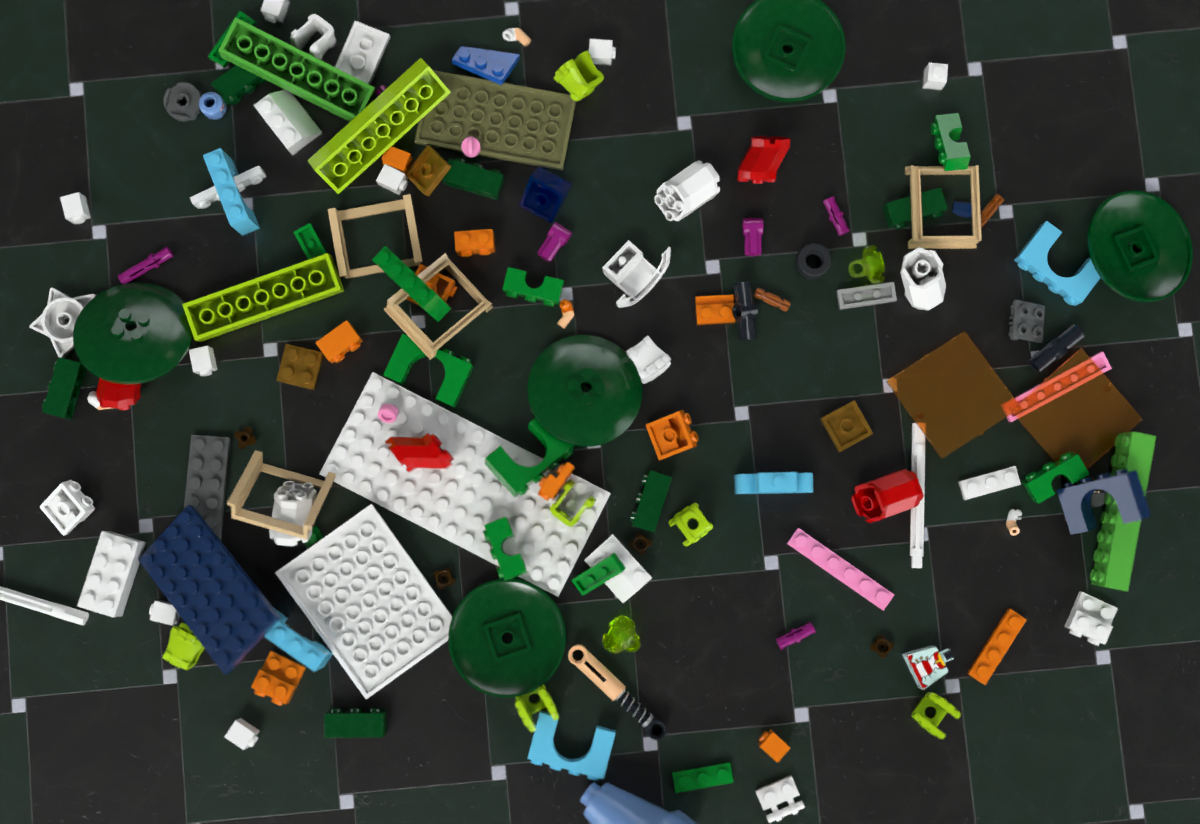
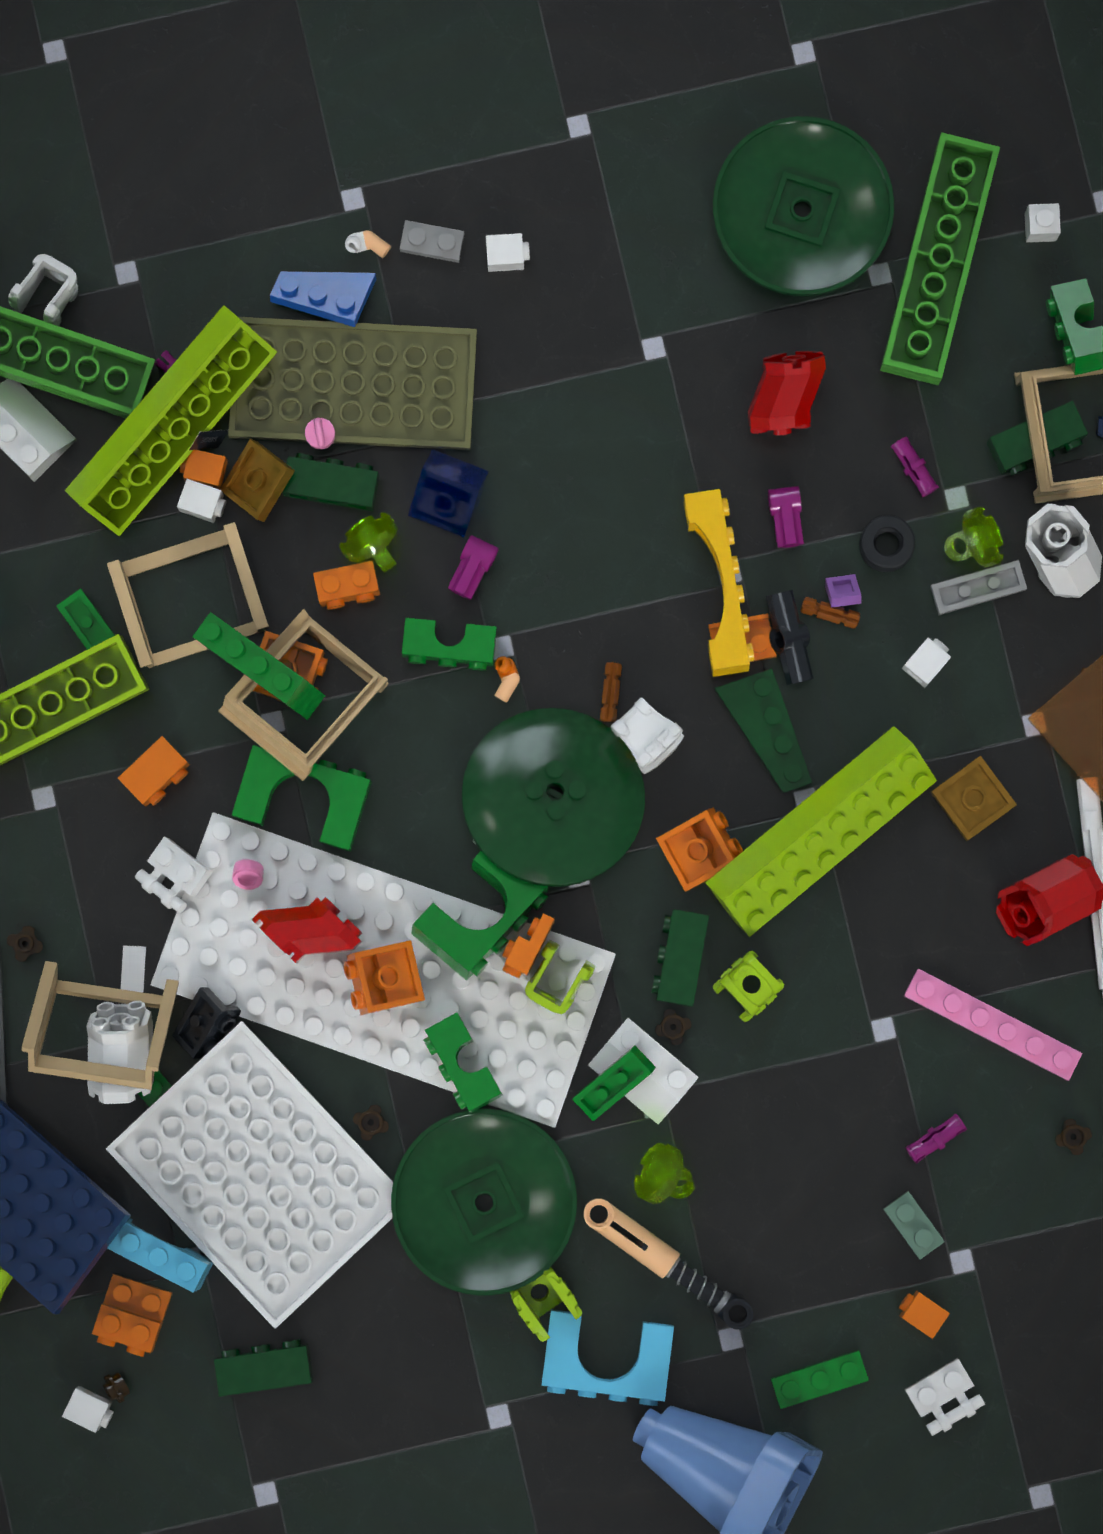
camera: 10 degrees left, 0 degrees up
(261, 722) = (115, 1387): none -> dark brown plate
(300, 366) = (95, 819): pearl gold plate -> none
(310, 462) = (133, 968): none -> white sticker
(346, 403) = (179, 867): none -> white plate
(349, 502) = (205, 1023): none -> black bracket
(362, 52) = (124, 303): white plate -> none
(401, 142) = (208, 439): none -> black sticker
(463, 489) = (384, 978): none -> orange plate
(492, 216) = (369, 539): none -> clear neon green tile
(556, 40) = (432, 241): none -> light grey plate
(579, 76) = (477, 298): lime piece -> none
(629, 330) = (610, 692): none -> dark orange axle
(634, 273) = (606, 601): white piece -> none
(687, 190) = (673, 459): white brick -> none
(703, 230) = (706, 516): none -> yellow arch
(722, 359) = (763, 718): none -> dark green wing
(749, 433) = (821, 831): none -> lime brick
(773, 483) = (870, 903): medium azure brick -> none
(774, 688) = (913, 1225): none -> sand green plate
(782, 286) = (843, 590): none -> medium lavender plate
(828, 337) = (927, 661): none -> white brick
(869, 89) = (940, 258): none -> bright green brick

